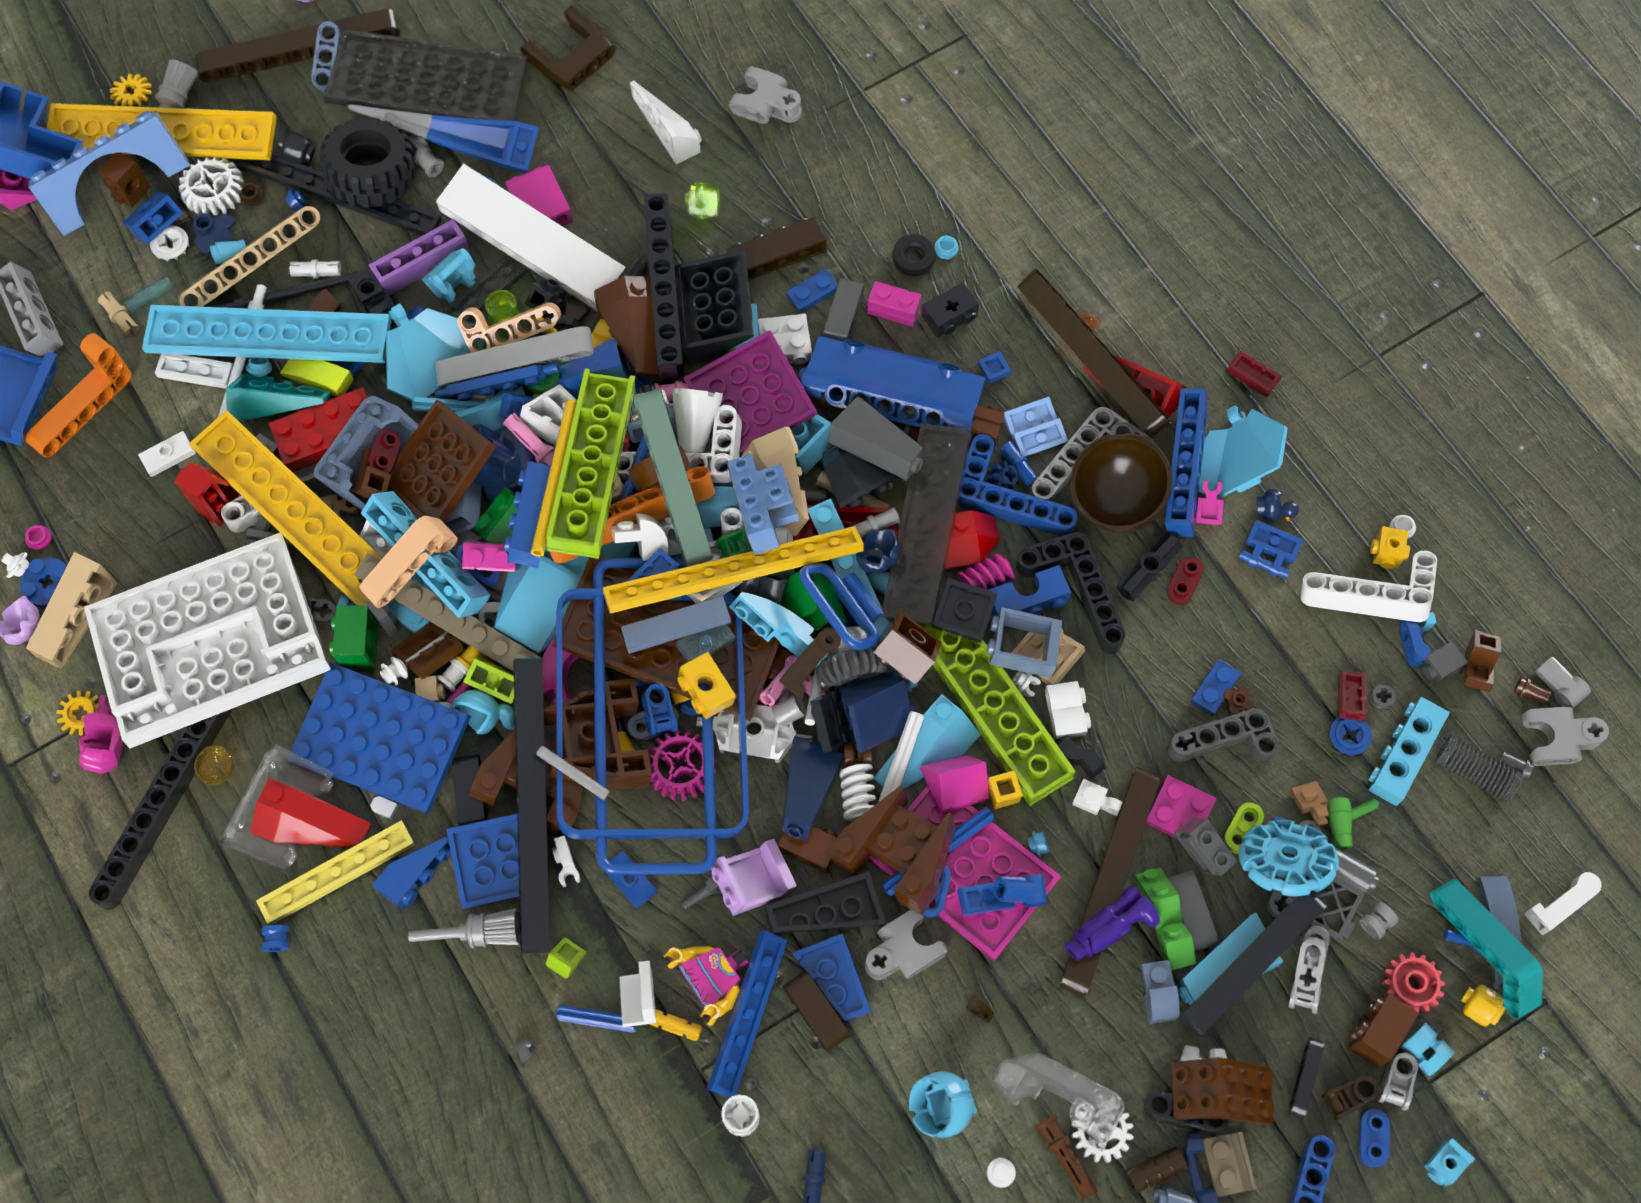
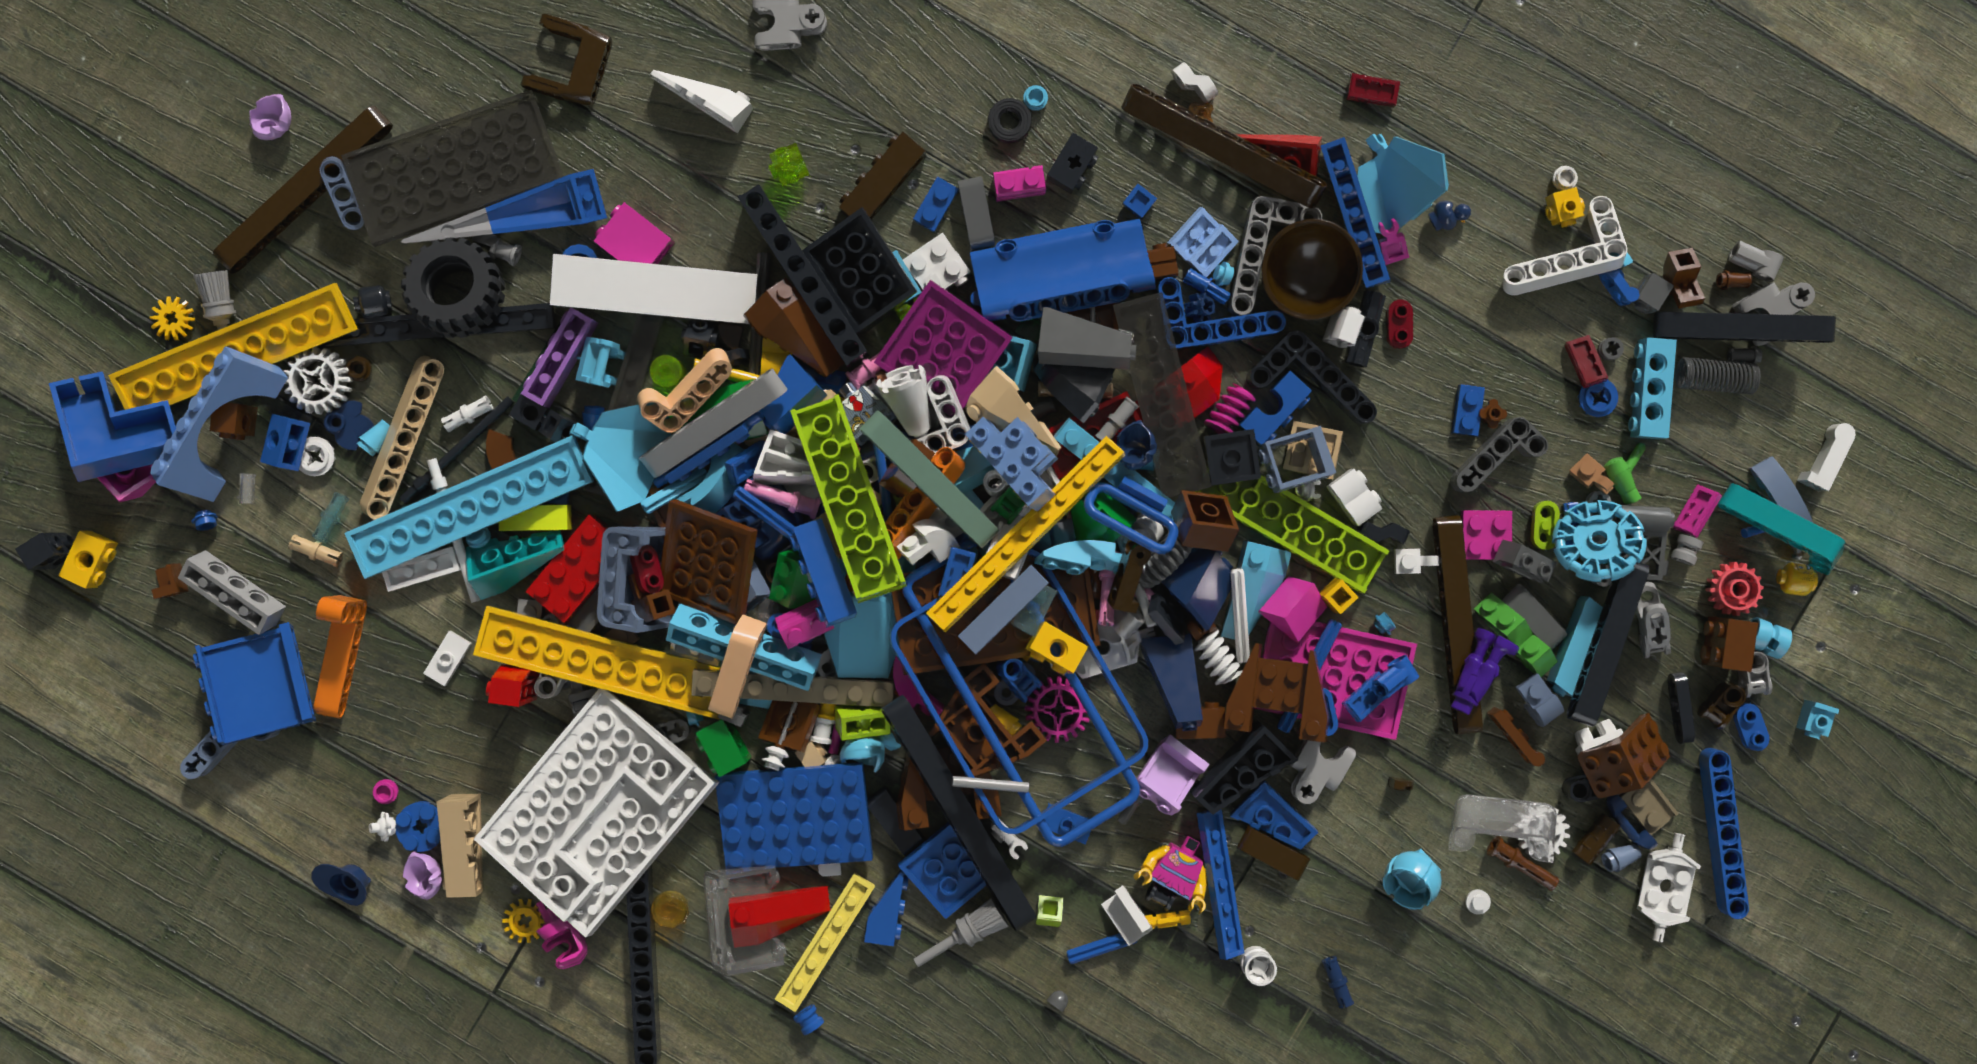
camera: 30 degrees left, 20 degrees up
(46, 248) = (204, 520): none -> blue plate
(97, 241) = (247, 489): none -> clear pin
(296, 199) = (406, 354): blue plate -> none
(510, 442) = (763, 511): none -> blue axle
(540, 541) = (825, 531): yellow piece -> none
(682, 995) = (1160, 895): none -> black bush
(1039, 460) = (1223, 274): none -> medium azure plate
(1093, 296) = (1189, 81): none -> white piece
(1119, 1020) = (1517, 738): none -> reddish brown plate
(1128, 551) = (1344, 328): none -> white brick
(1274, 543) = (1461, 250): blue plate -> none
(1405, 888) = (1697, 511): none -> dark pink plate
(1526, 732) = (1744, 327): none -> black beam

